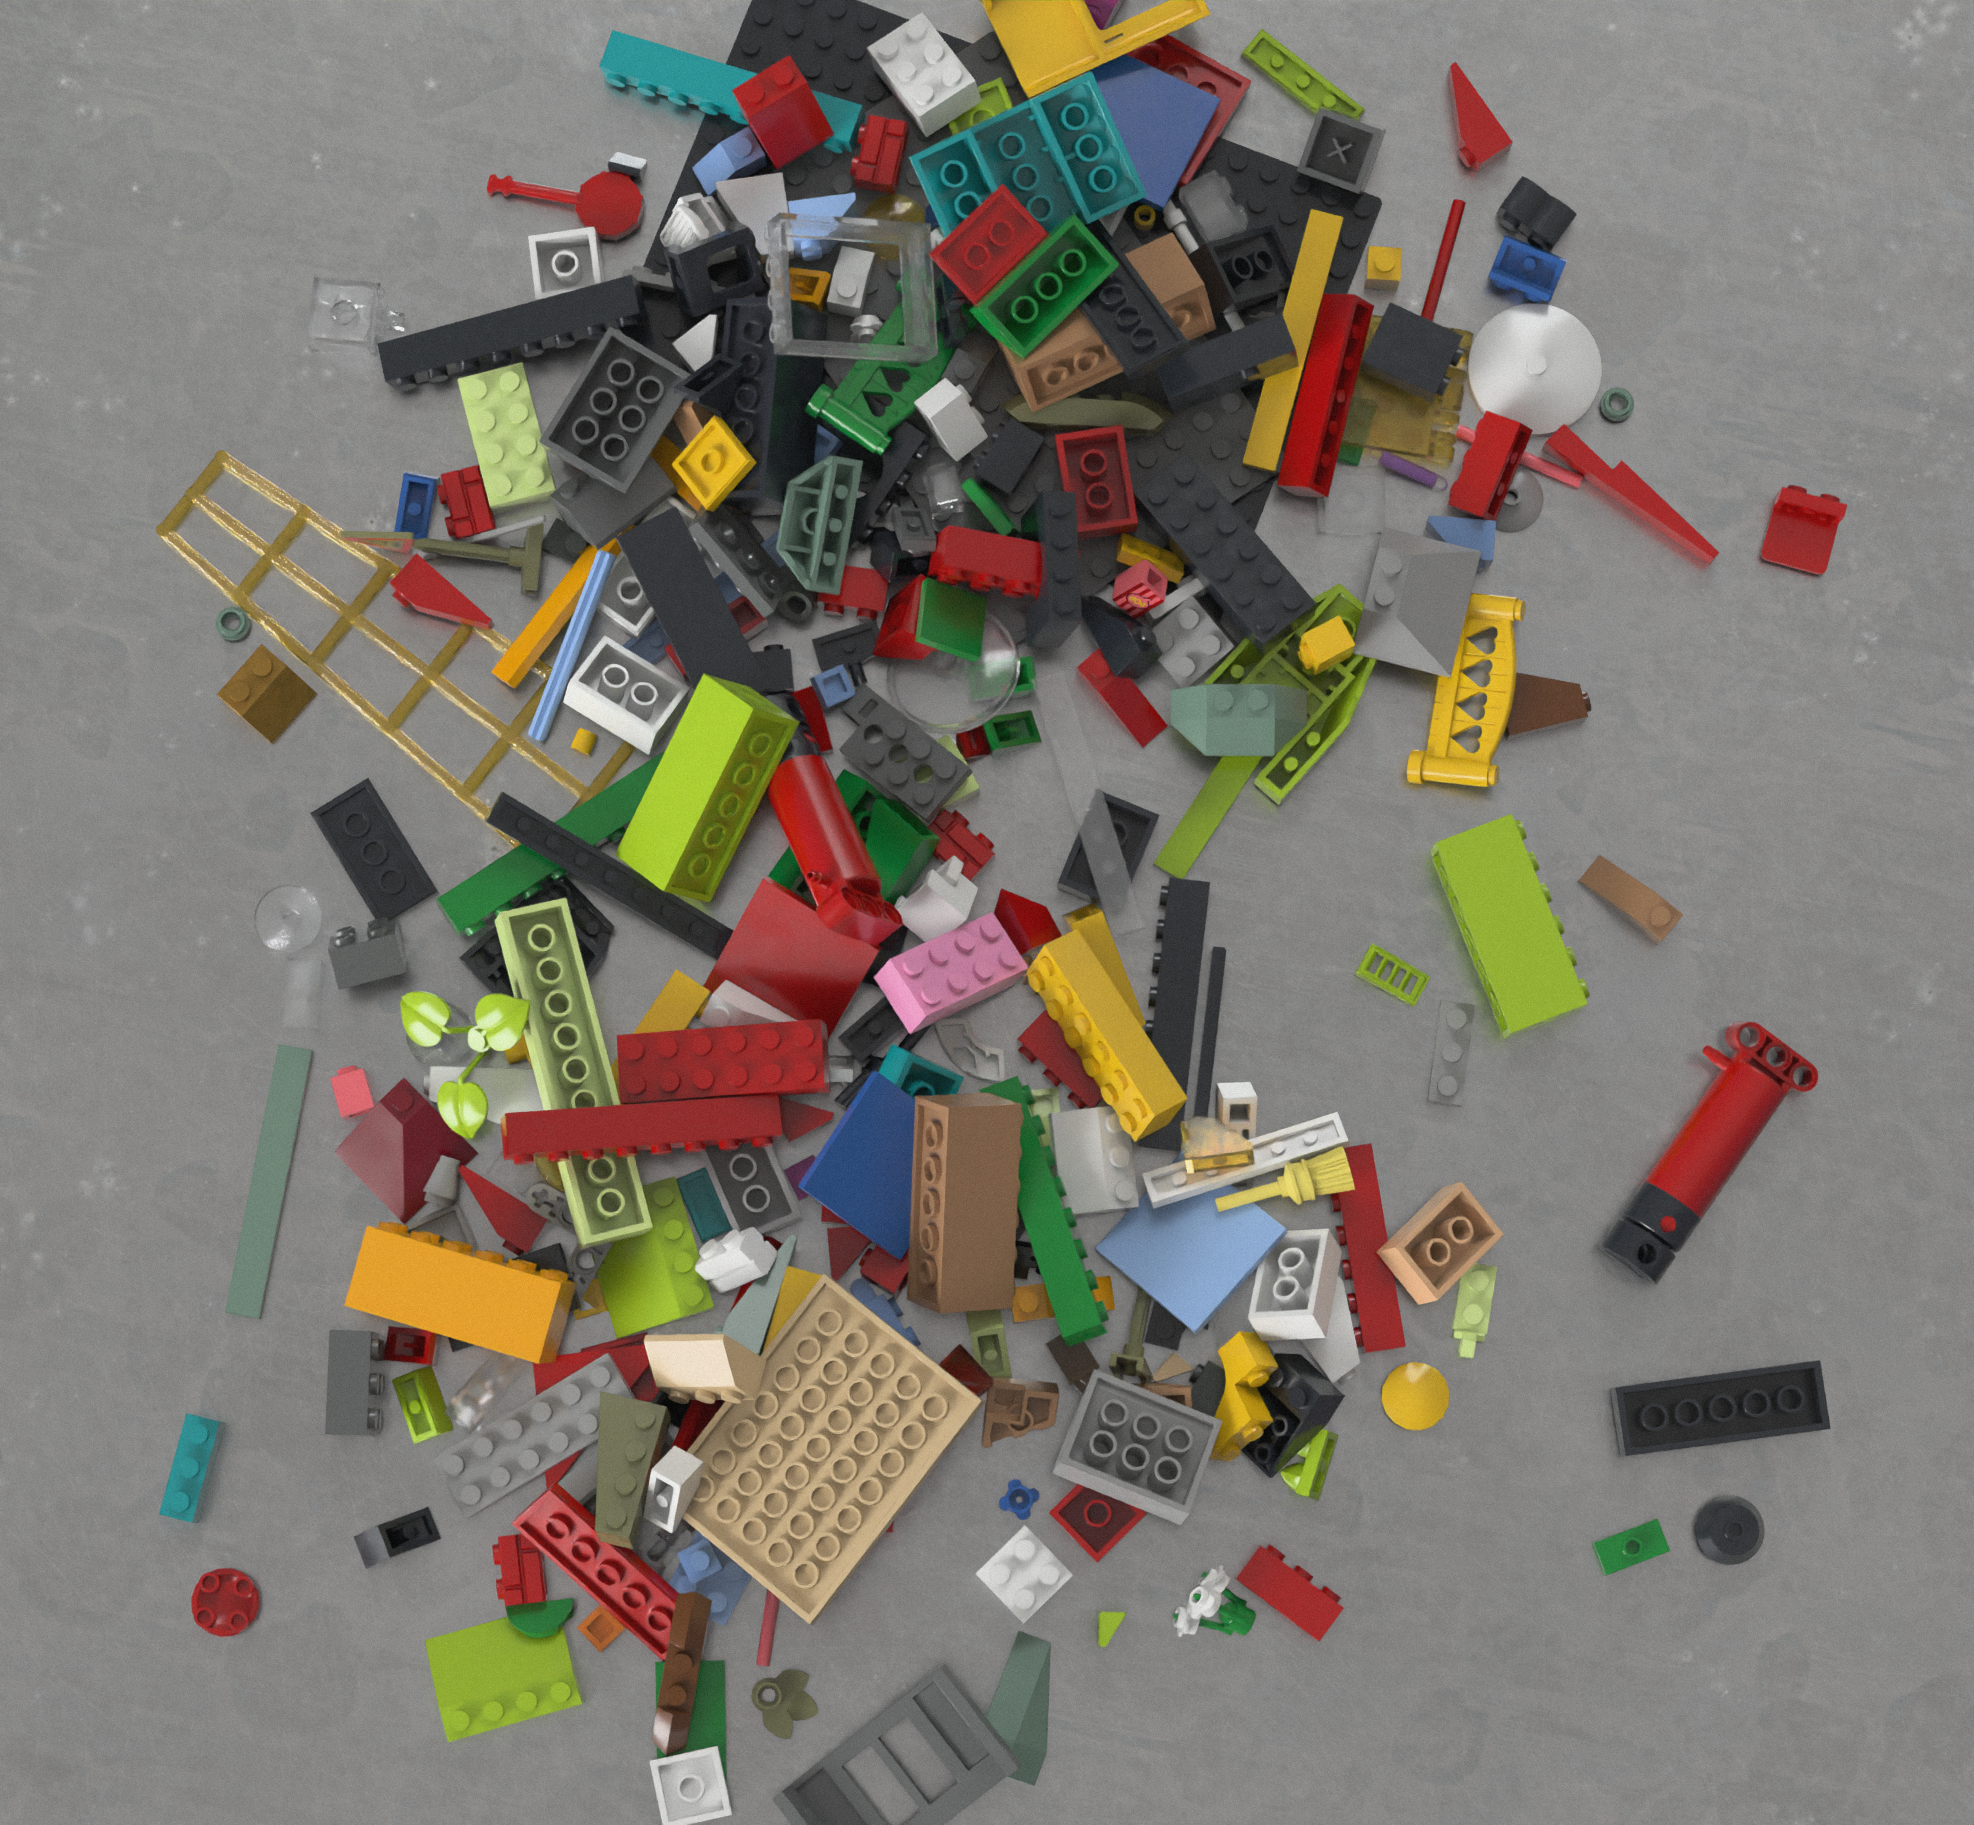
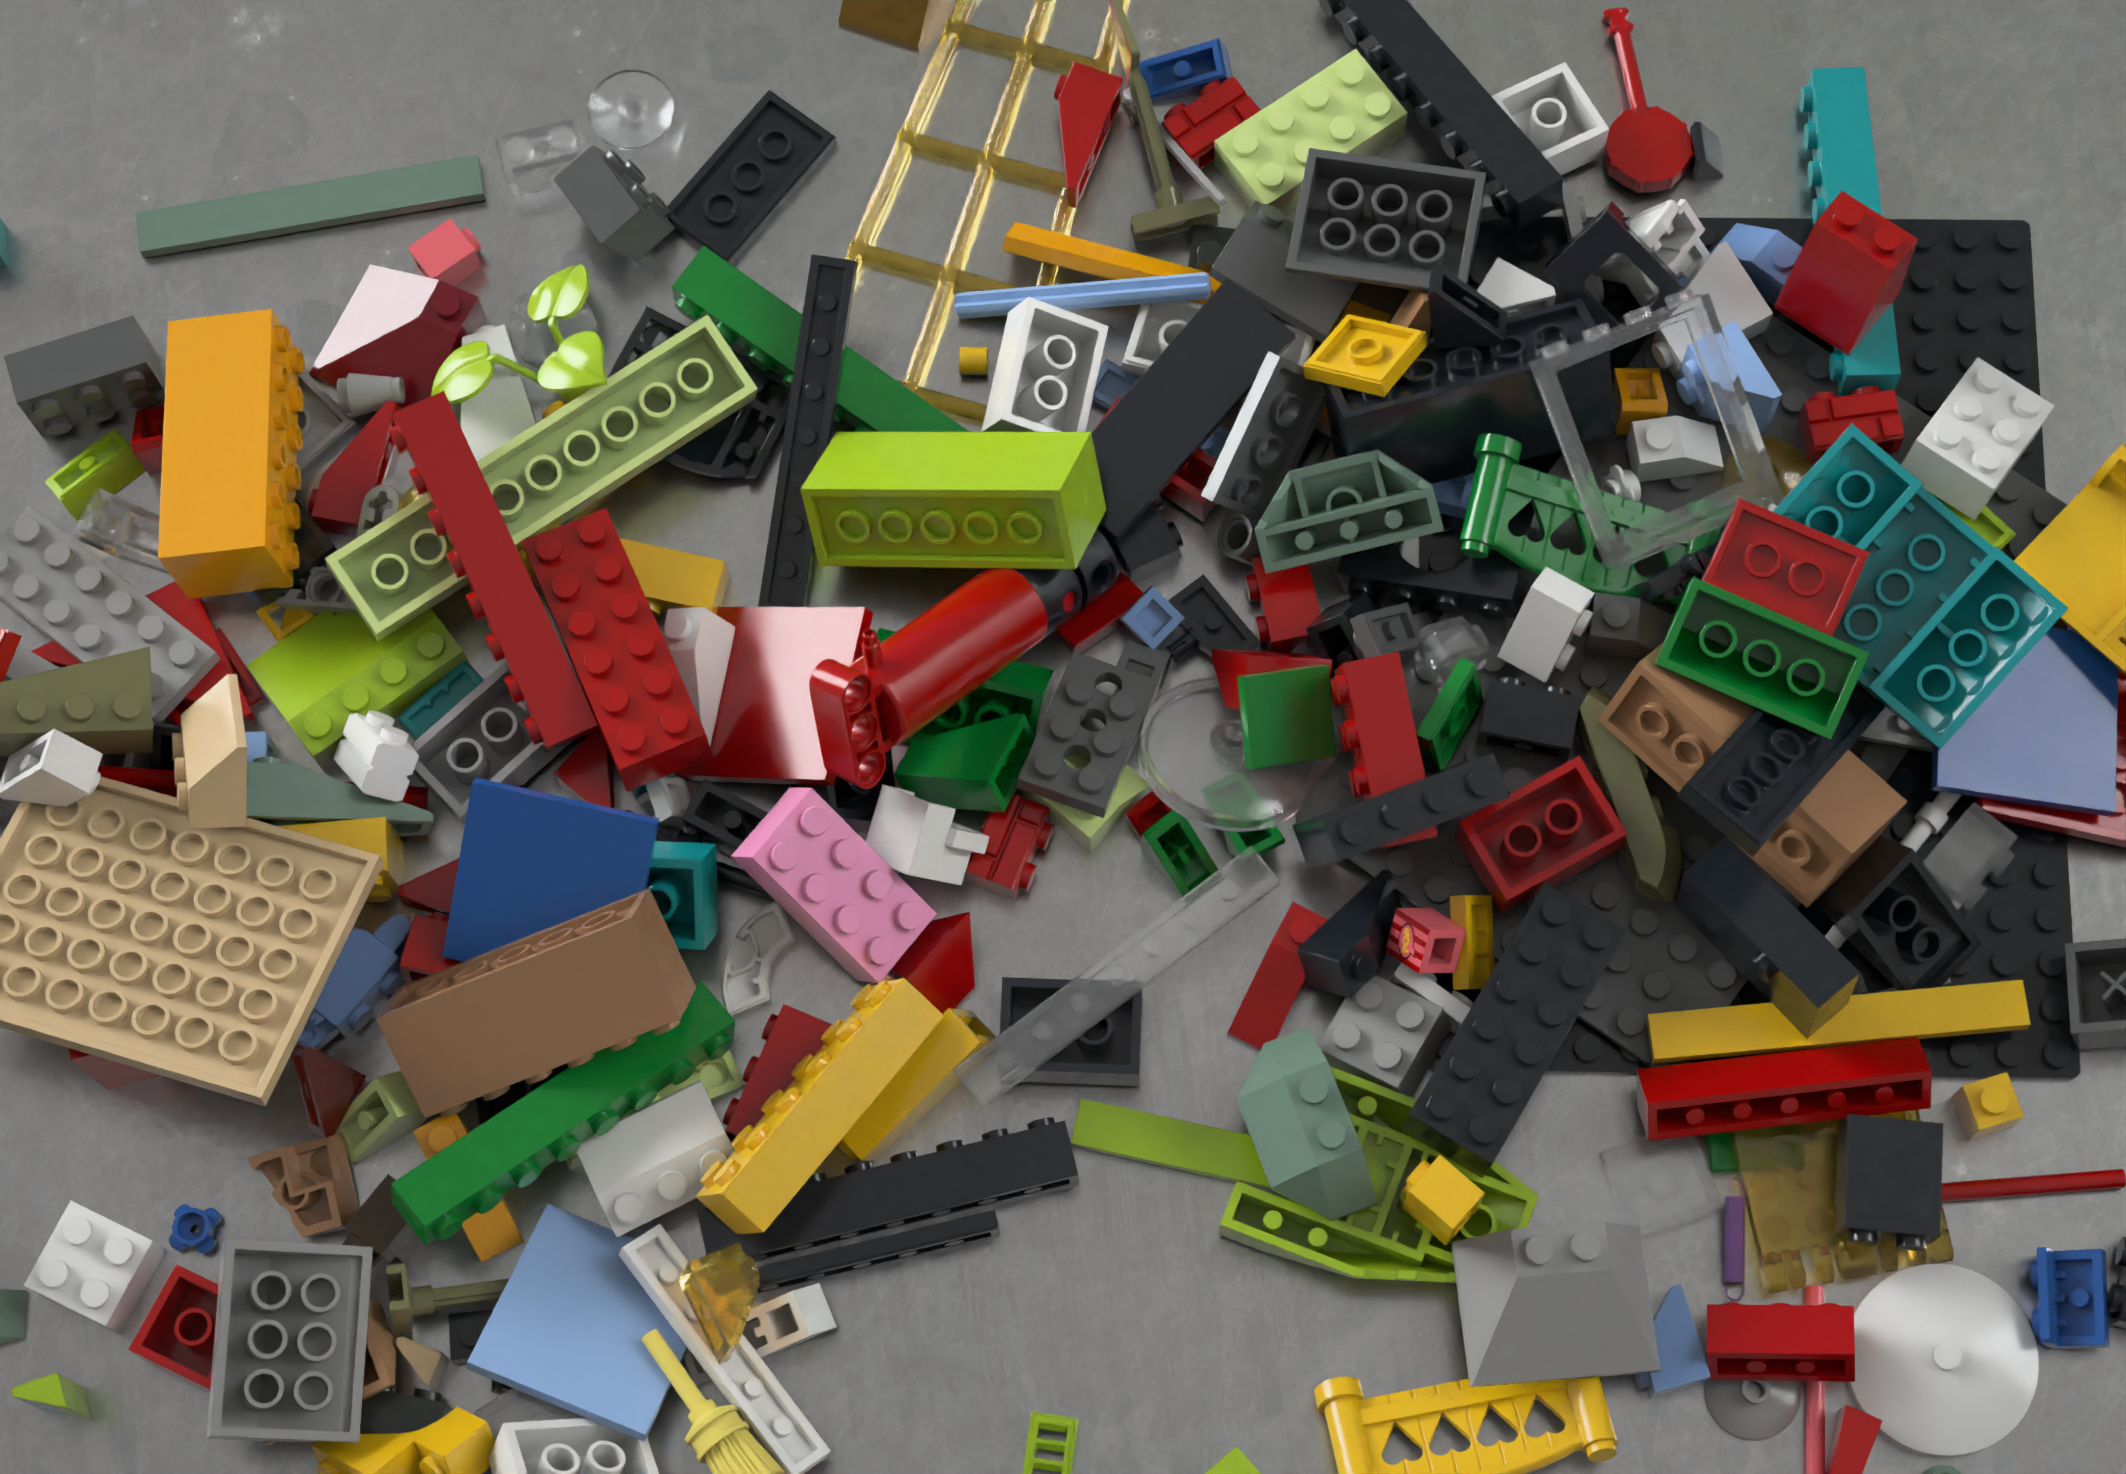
camera: 75 degrees right, 10 degrees down
(1144, 210) = (1912, 788): yellow piece -> none

